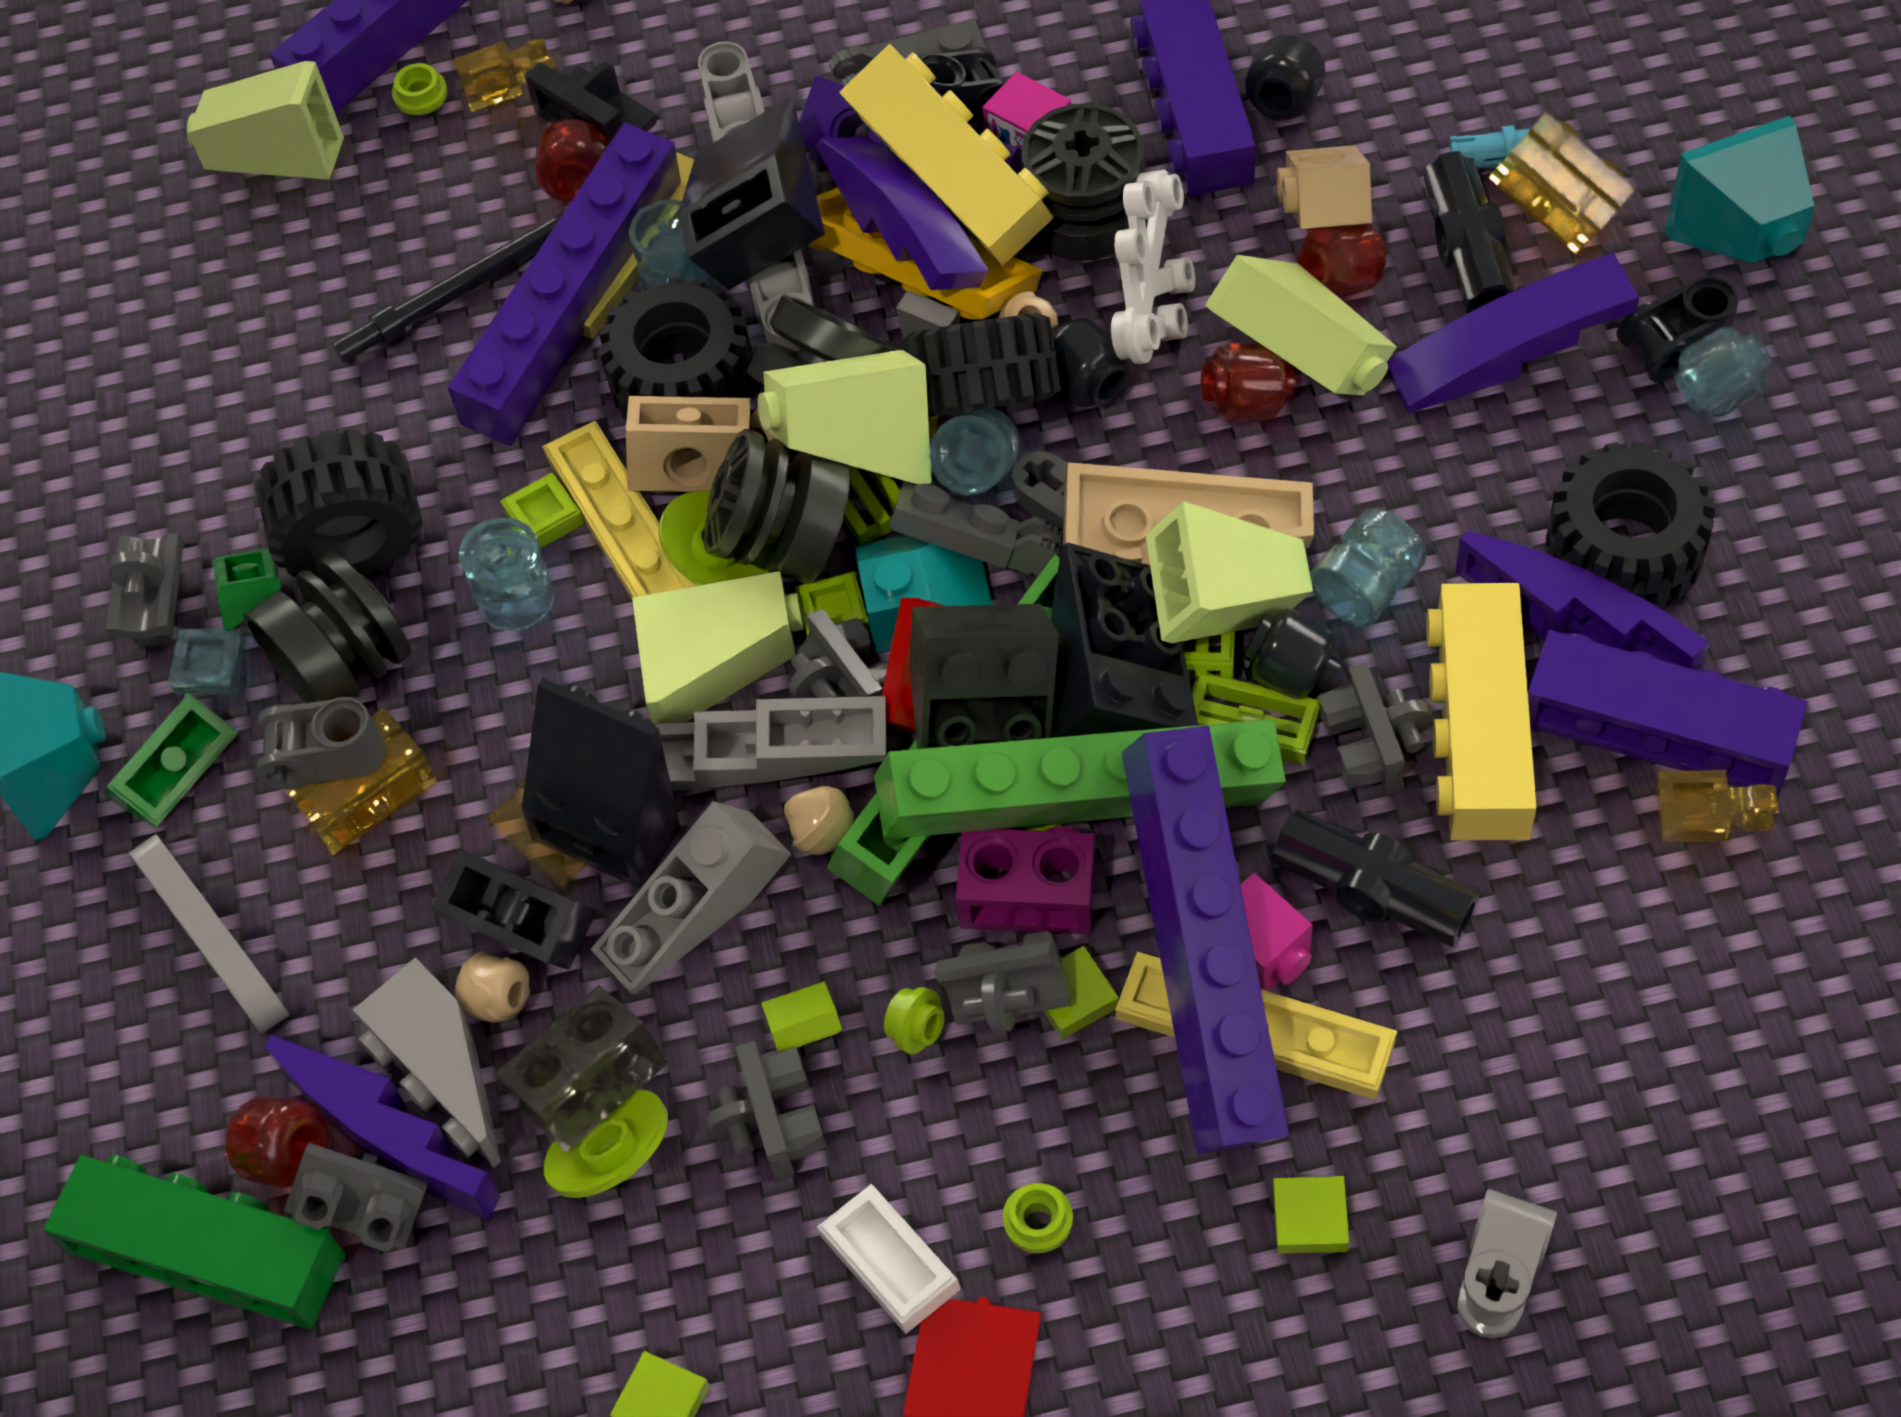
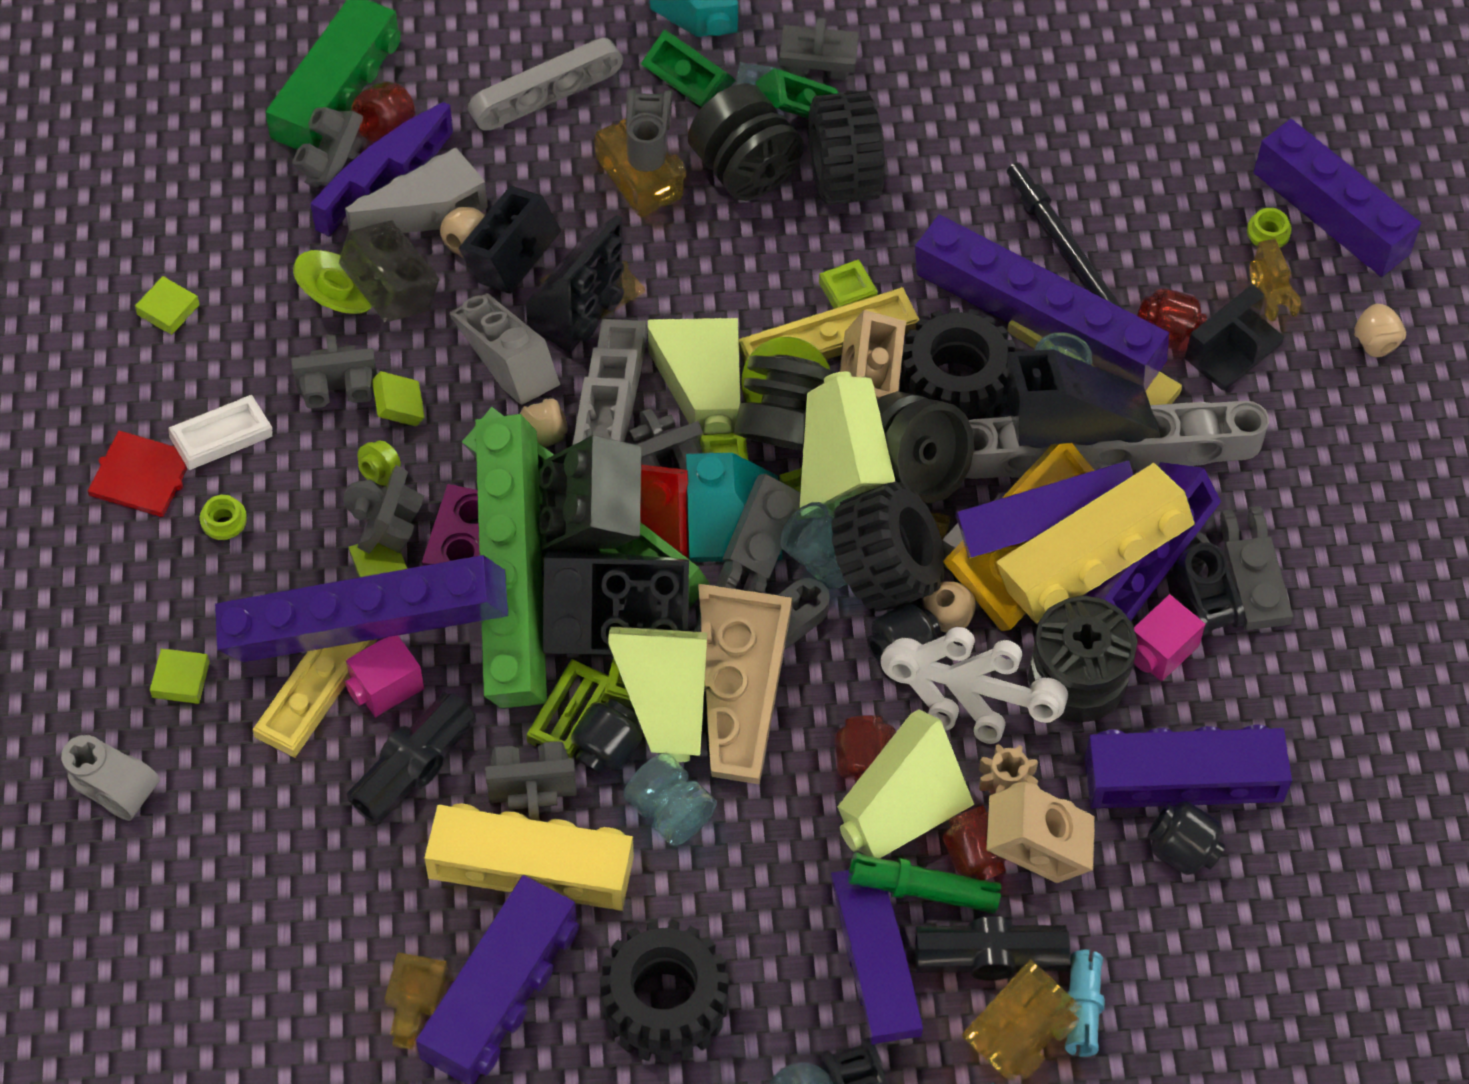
camera: 90 degrees right, 0 degrees up
(268, 125) = (1229, 127): yellowish green slope -> none
(506, 573) = (783, 252): clear light blue wheel -> none
(1244, 234) = (1005, 769): none -> tan gear
(1411, 316) = (906, 879): none -> green pin
(1577, 601) = (582, 961): dark purple slope -> none

